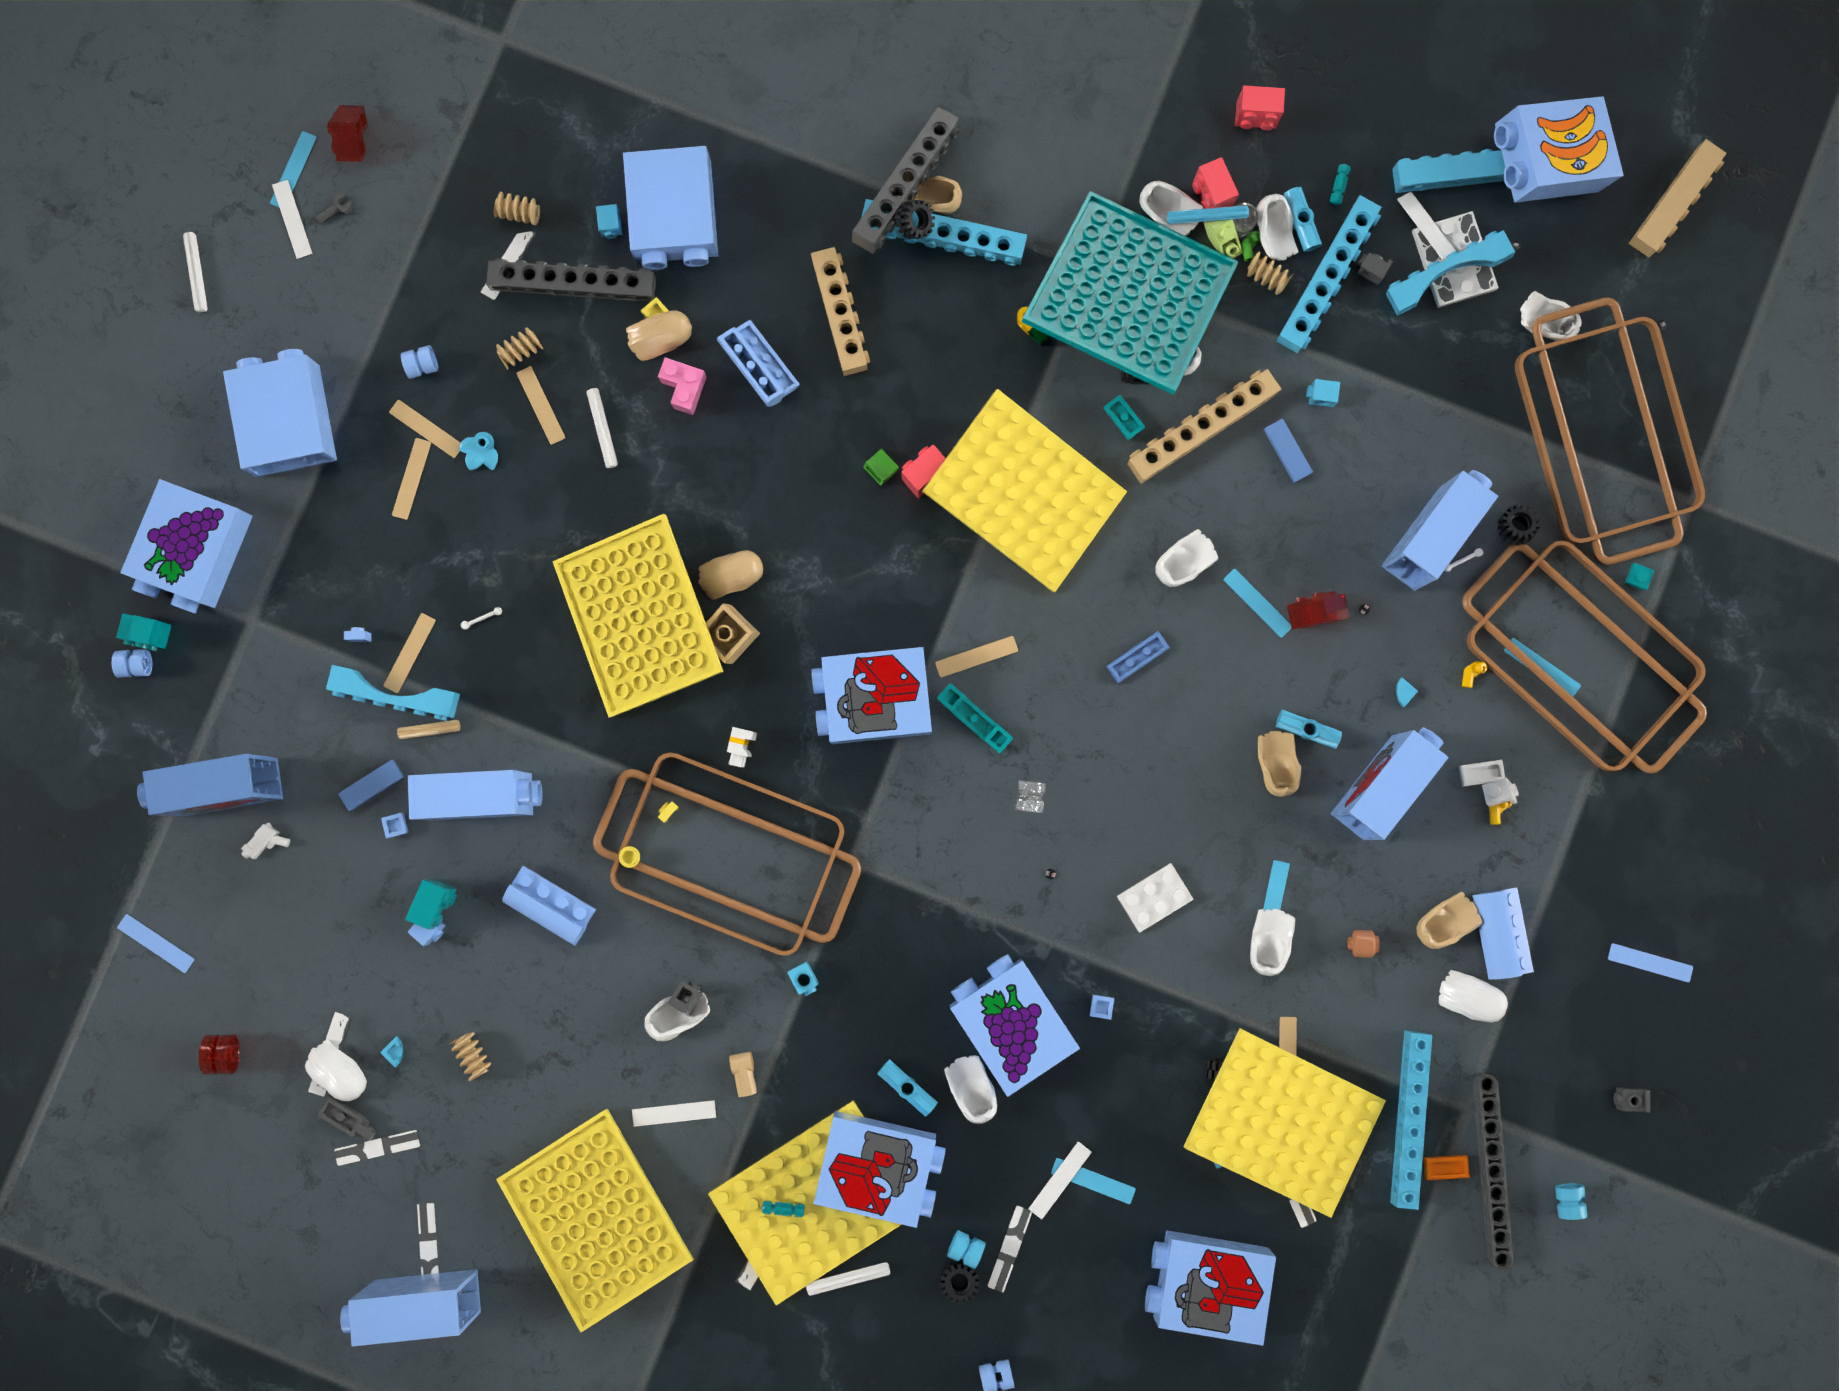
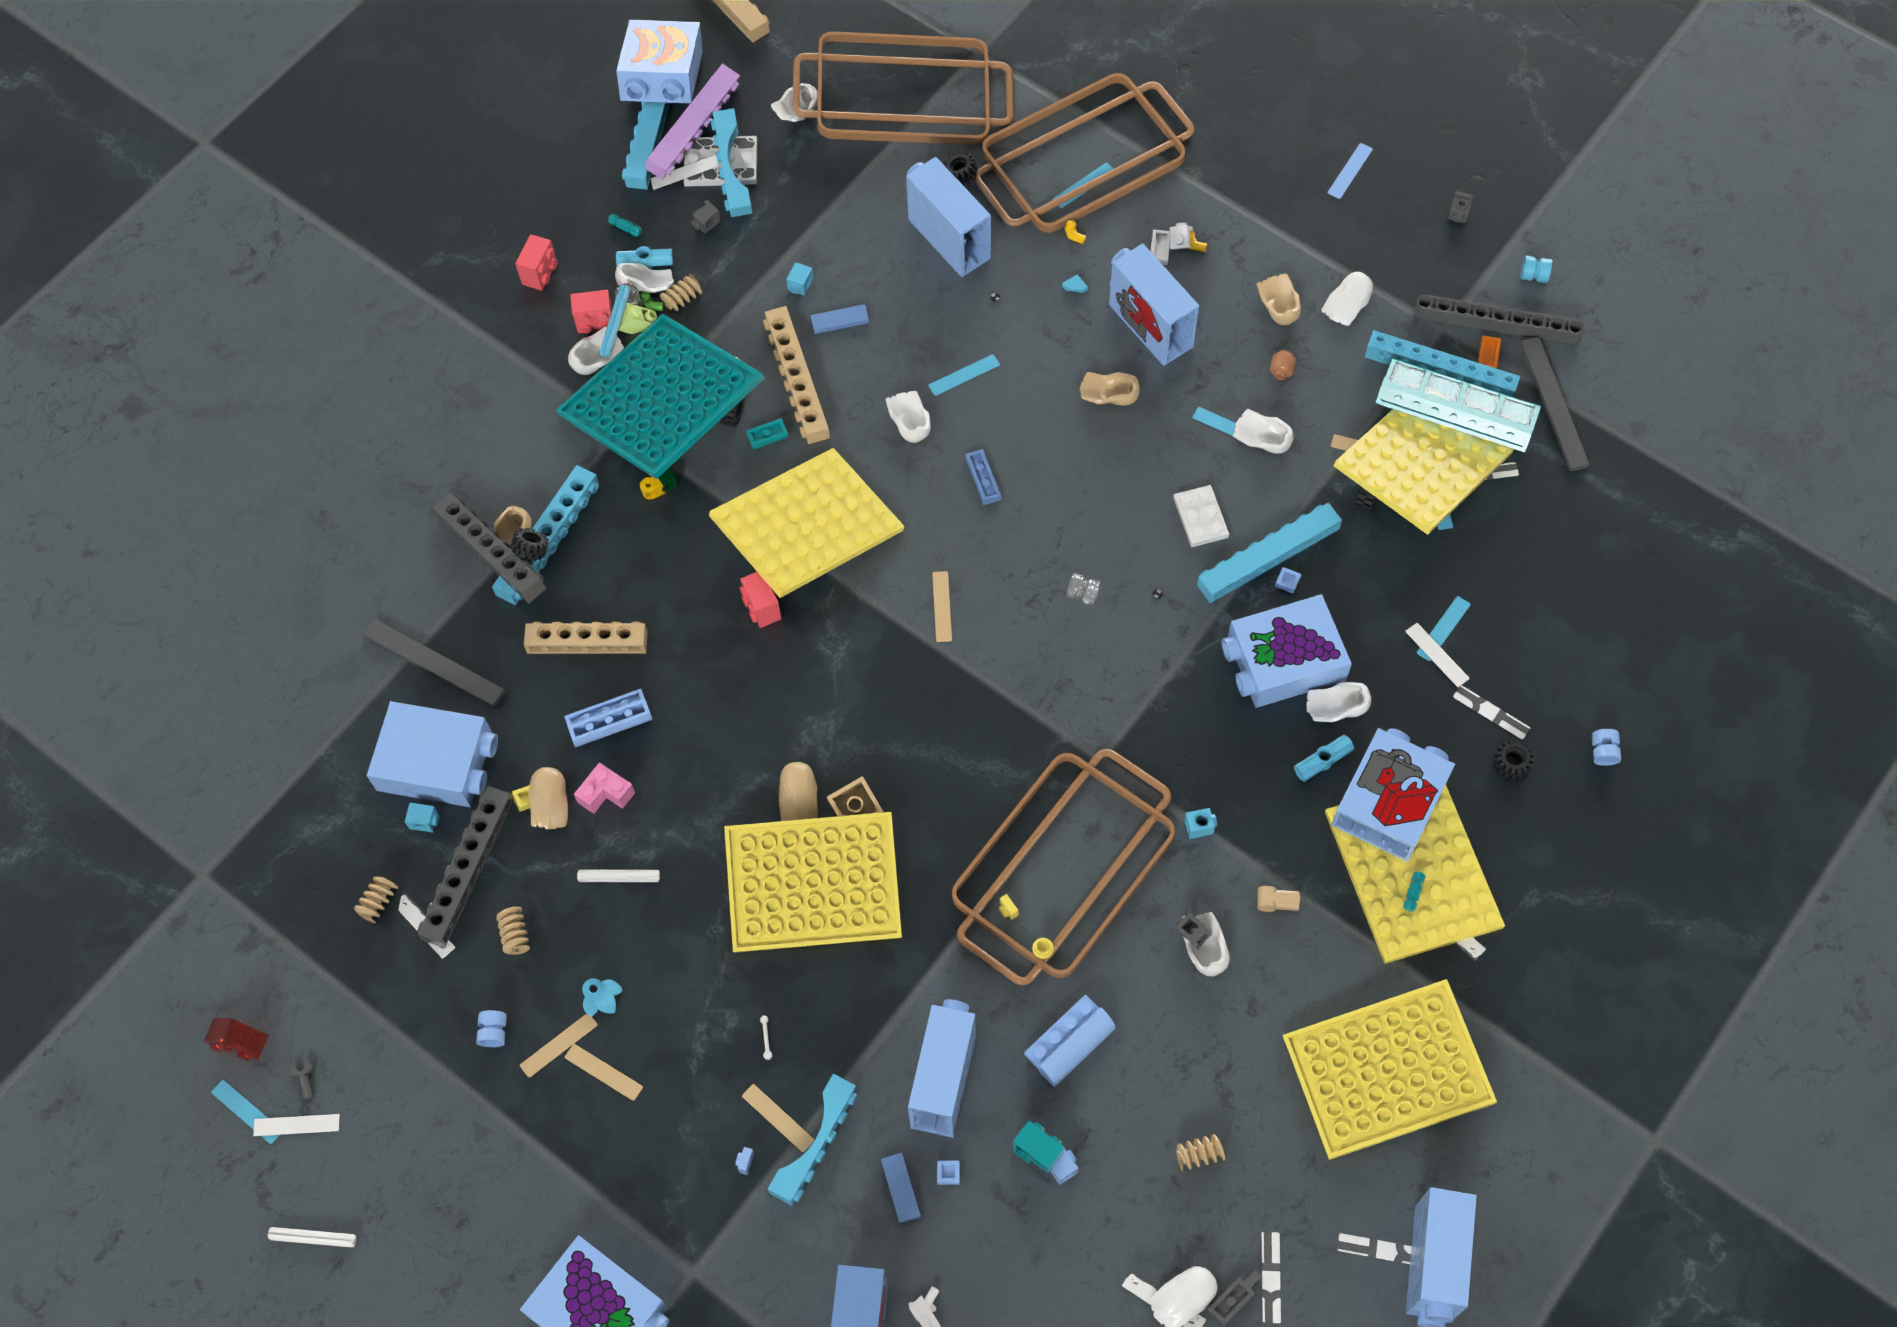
camera: 75 degrees left, 20 degrees down
(279, 413) = (493, 1177): light blue brick -> none
(393, 1051) = (1177, 1234): medium azure tile -> none
(428, 729) = (861, 1115): tan axle -> none
(540, 405) = (575, 929): tan sticker -> none
(674, 1113) = (1301, 977): white sticker -> none
(738, 746) = (964, 821): white hips -> none
(775, 172) = (434, 663): none -> dark grey tile
(848, 1278) = (1492, 857): white axle -> none
(873, 696) = (953, 692): brick -> none
(881, 467) = (742, 639): bright green piece -> none
(966, 1249) = (1484, 744): medium azure wheel -> none
(974, 718) = (999, 620): teal slope -> none
(1128, 980) = (1269, 552): none -> medium azure brick
(1211, 1287) = (1557, 549): brick -> none
(1320, 609) = (986, 327): clear red brick -> none
(1321, 733) = (1080, 367): medium azure piece -> none
(1358, 1148) = (1458, 404): none -> window
(1362, 210) = (699, 251): medium azure brick -> none
(1402, 1251) = (1554, 404): none -> dark grey tile
(1492, 212) = (692, 121): none -> lavender brick
(1503, 934) = (1300, 263): light blue brick -> none
(1639, 576) = (1029, 100): teal plate -> none

